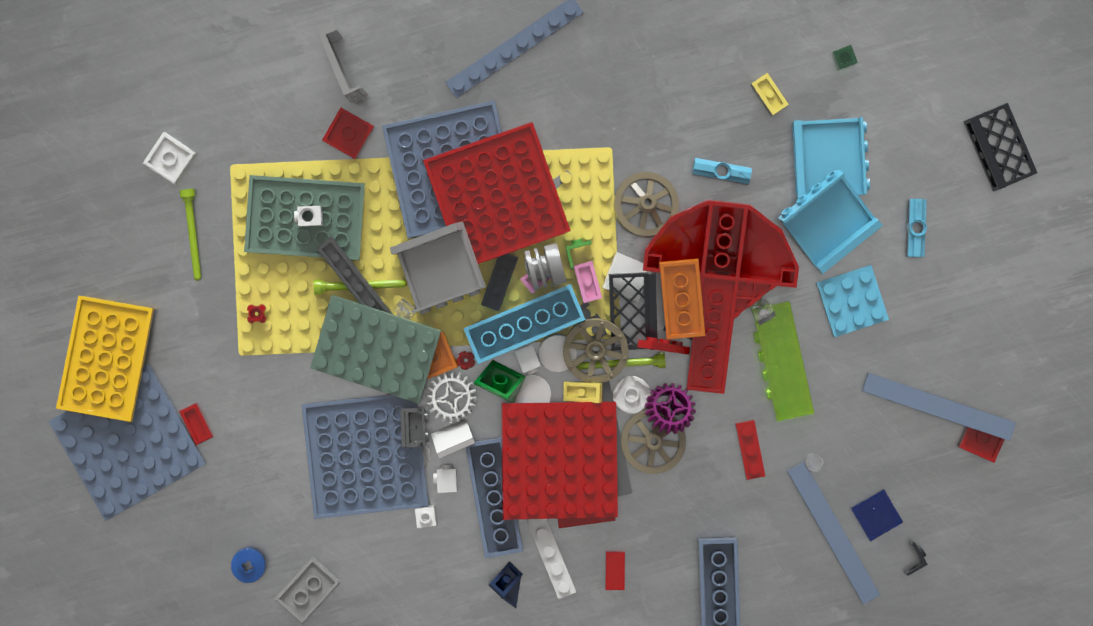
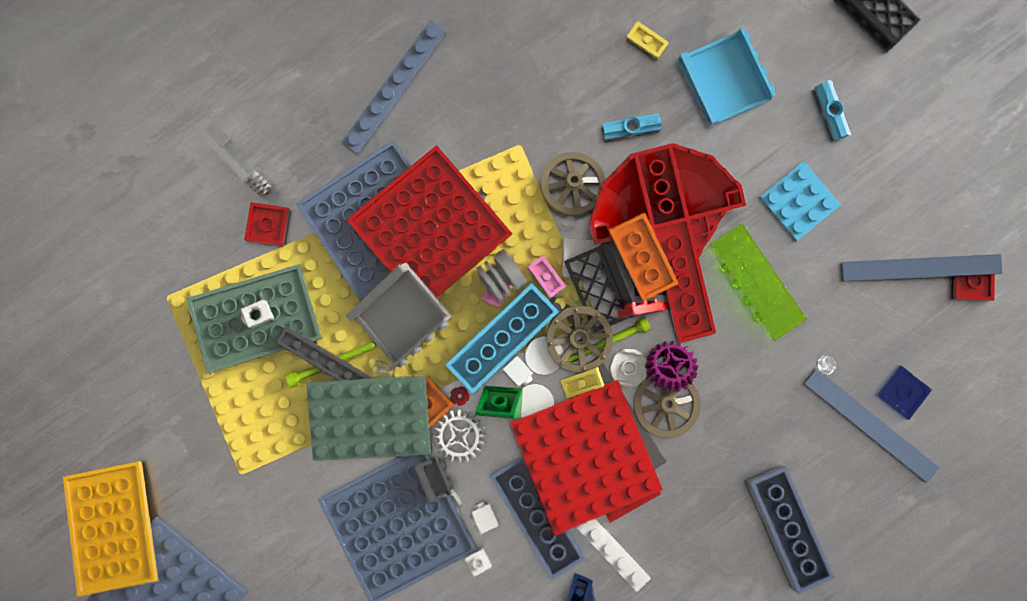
camera: 30 degrees left, 5 degrees down
(169, 158) = (105, 312): white tile -> none
(188, 196) = (135, 341): lime piece -> none
(196, 424) = (223, 557): red tile -> none
(261, 313) = (236, 428): red plate -> none
(452, 438) = (475, 475): white tile -> none
(499, 281) = (463, 308): black plate -> none
(575, 244) = (521, 245): bright green bracket -> none
(615, 570) = (679, 542): red tile -> none
(750, 449) = (761, 377): red plate -> none
(762, 311) = (722, 240): clear plate -> none
(829, 221) = (750, 134): medium azure panel -> none
(920, 554) = (961, 414): black bracket -> none

